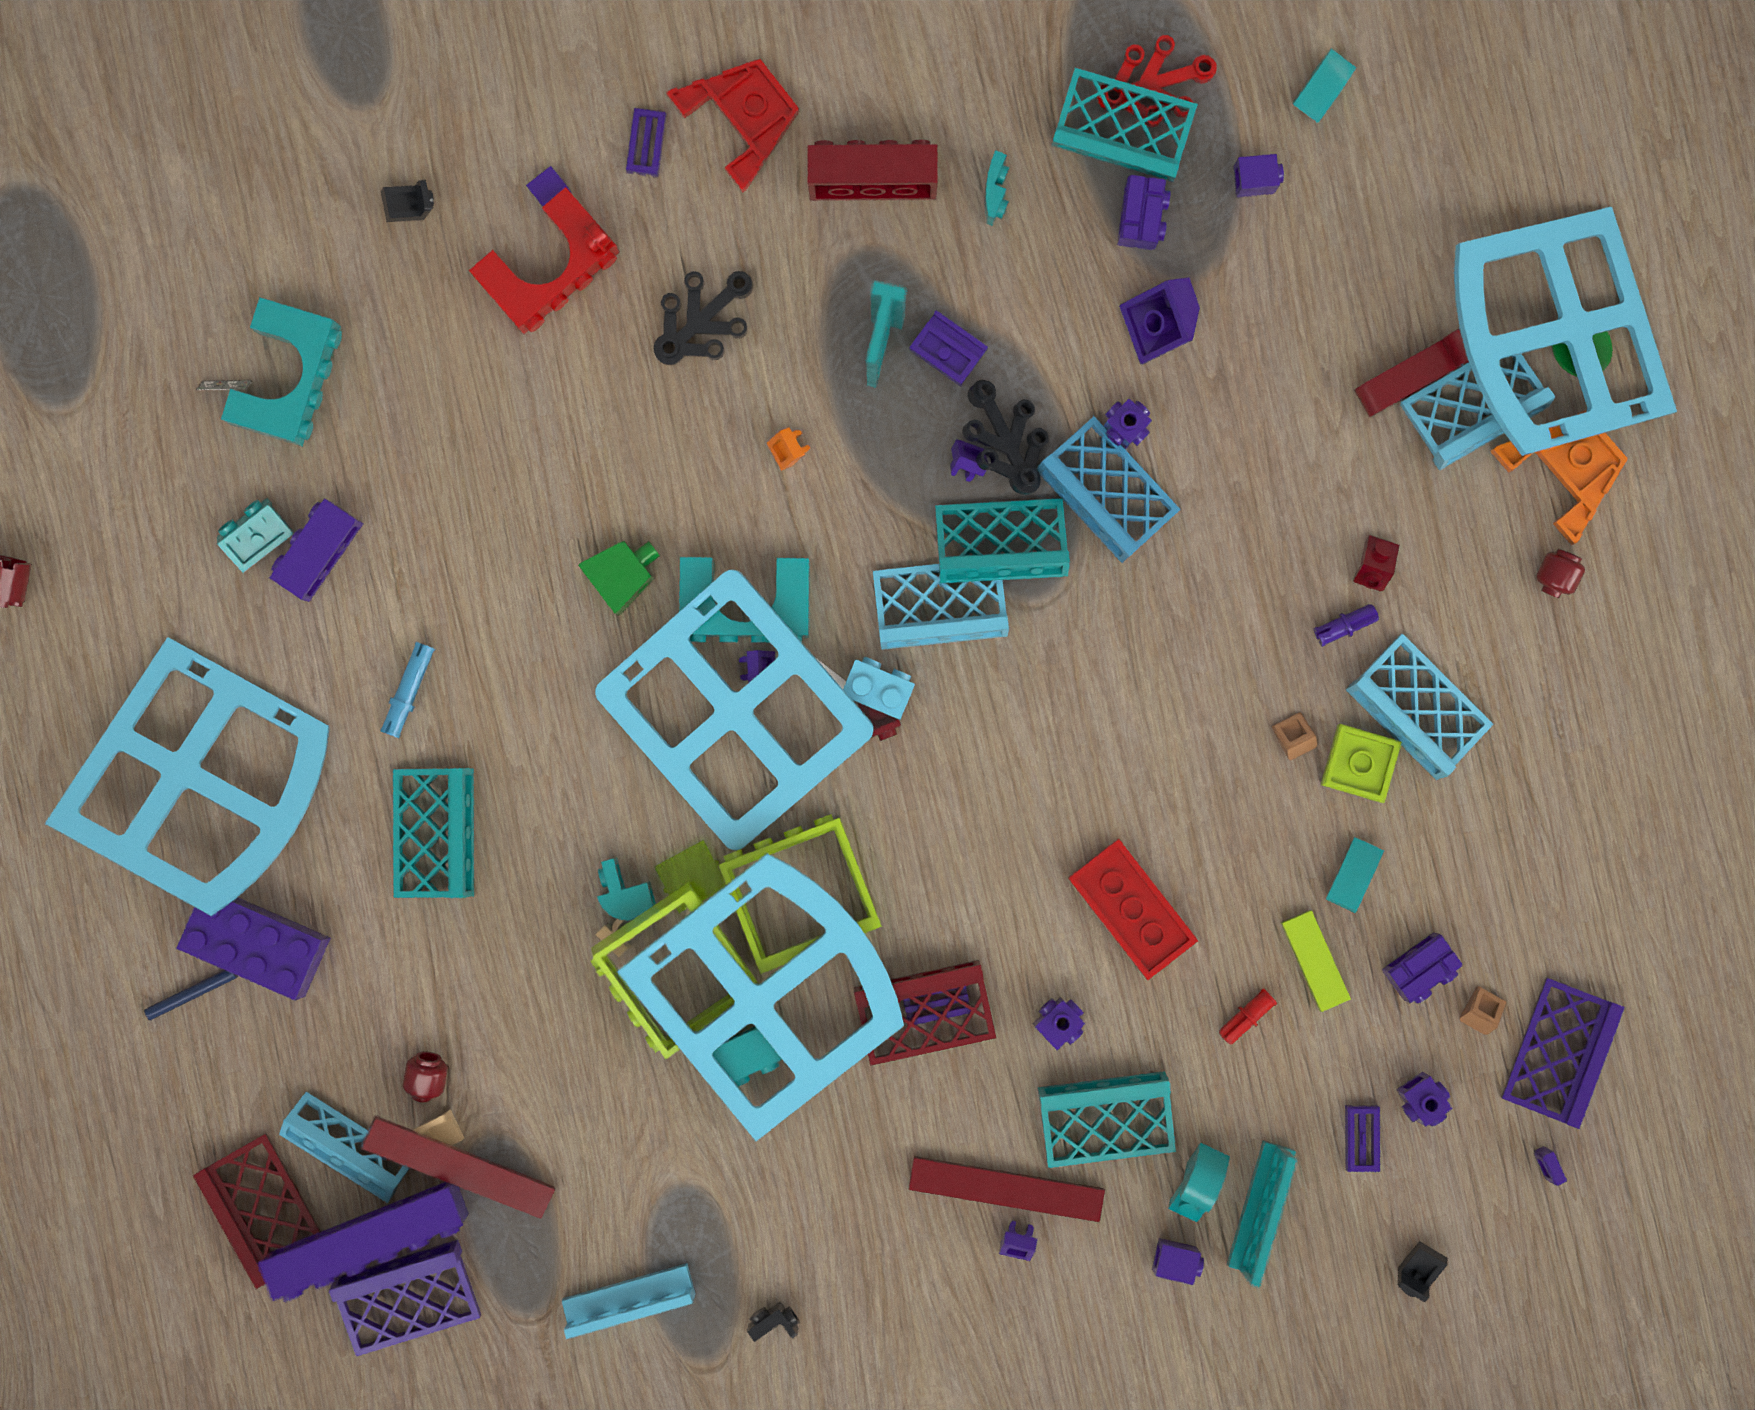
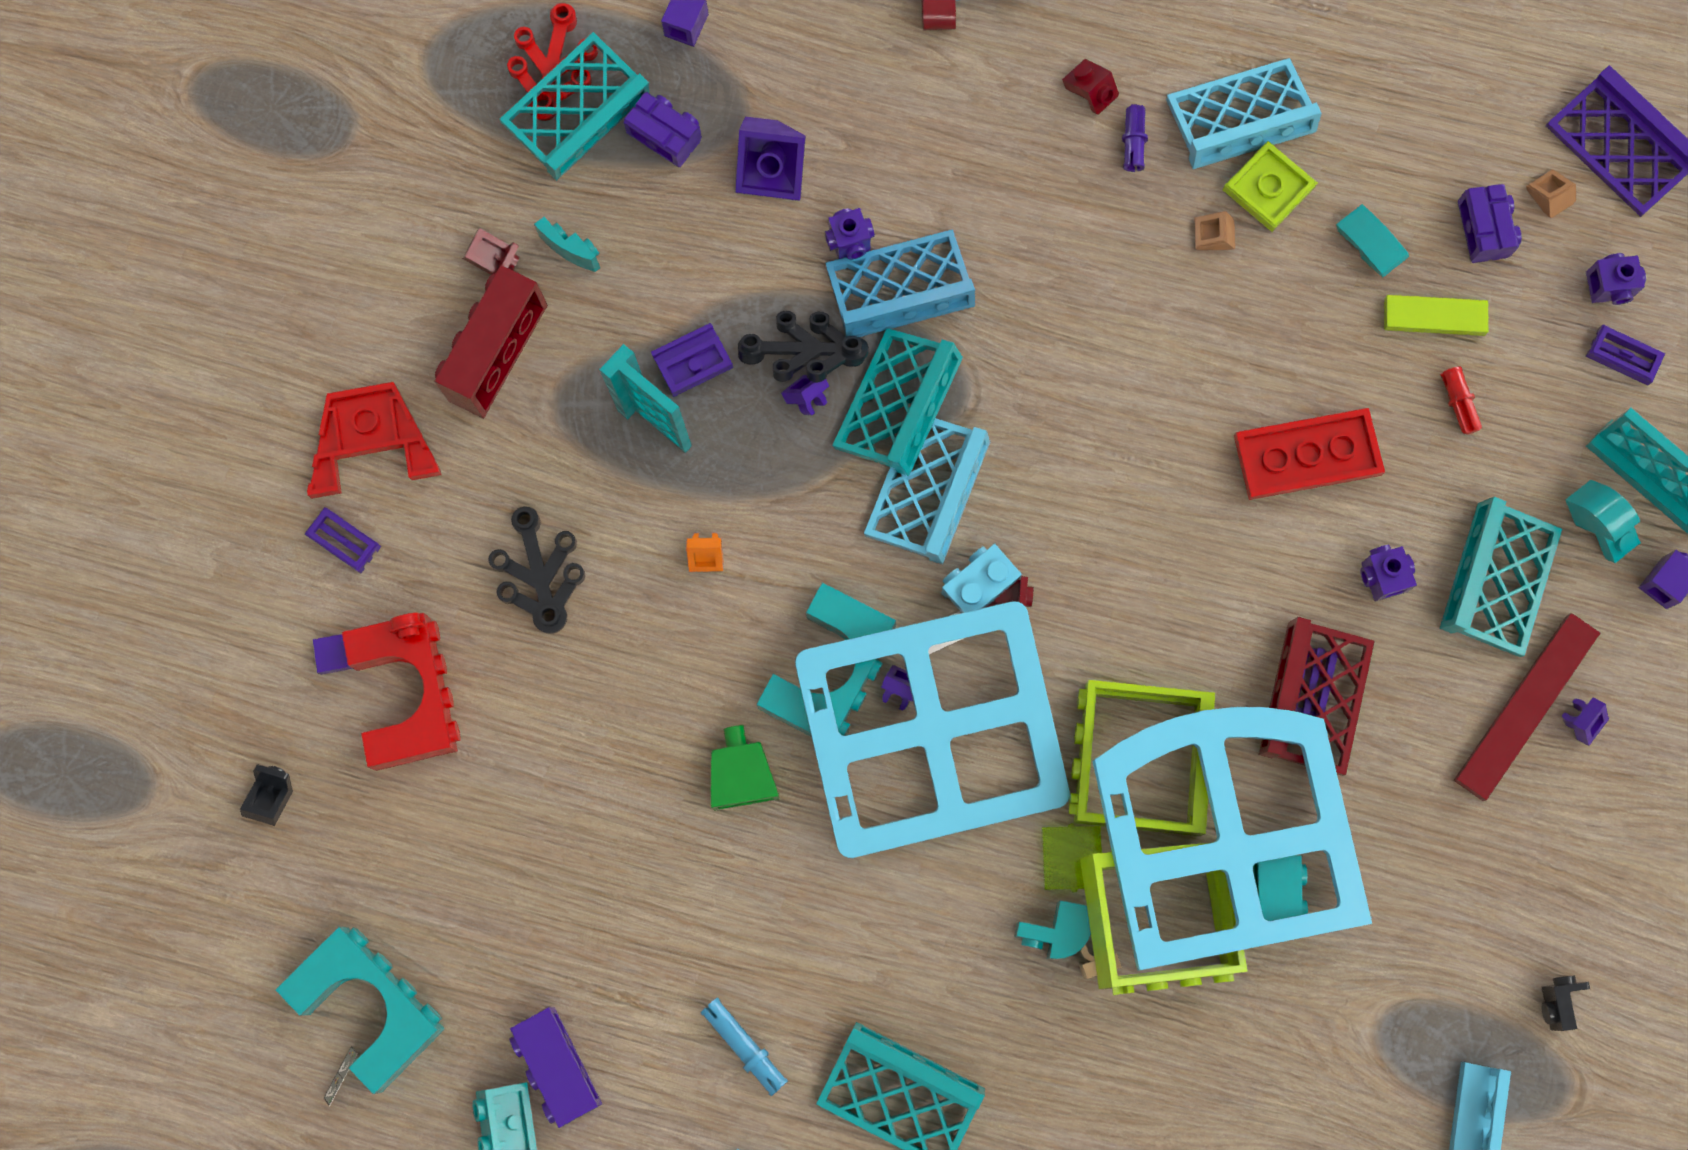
camera: 60 degrees left, 10 degrees down
(953, 128) = (490, 252): none -> bracket

